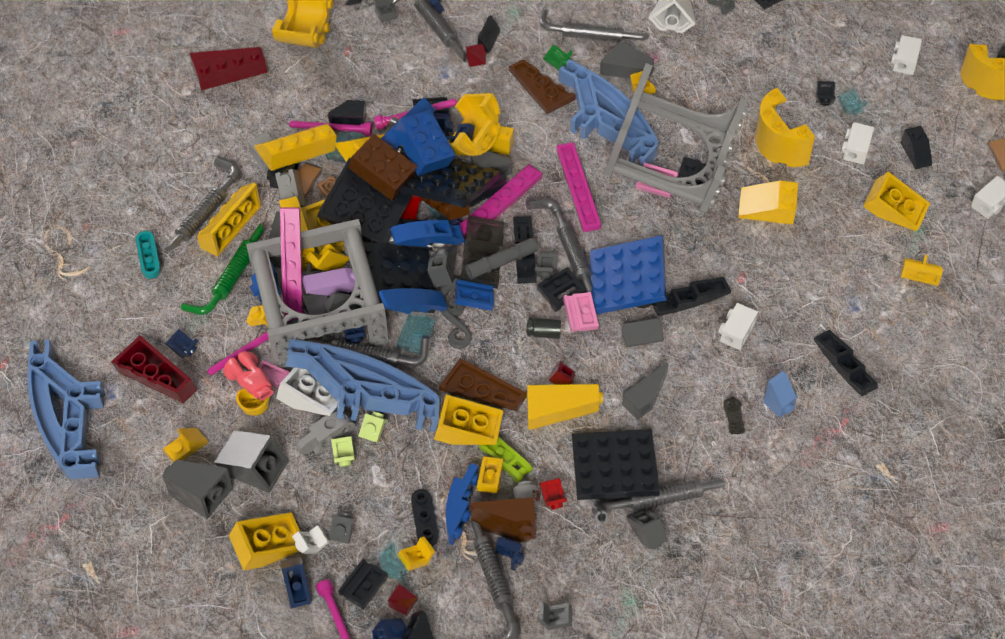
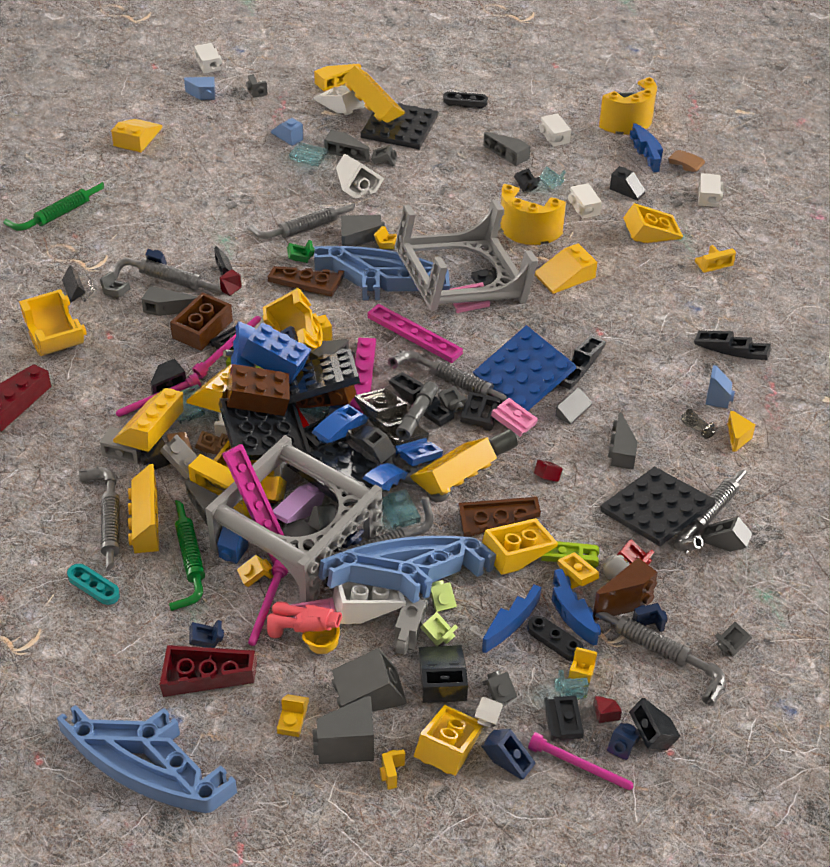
camera: 40 degrees left, 10 degrees down
(204, 532) = (390, 761): none -> yellow bracket
(311, 486) = (443, 674): none -> black slope
(397, 481) = (509, 621): none -> blue slope
(409, 45) = (164, 301): none -> dark grey slope
(417, 78) = (201, 321): none -> reddish brown brick
(487, 325) = (455, 466): none -> yellow slope
(561, 402) = (568, 489): yellow slope -> none
(738, 326) = (637, 362): white brick -> none
(759, 446) = (739, 430): none -> yellow slope
(843, 51) = (507, 147): none -> dark grey slope
(979, 120) = (647, 145): none -> blue slope

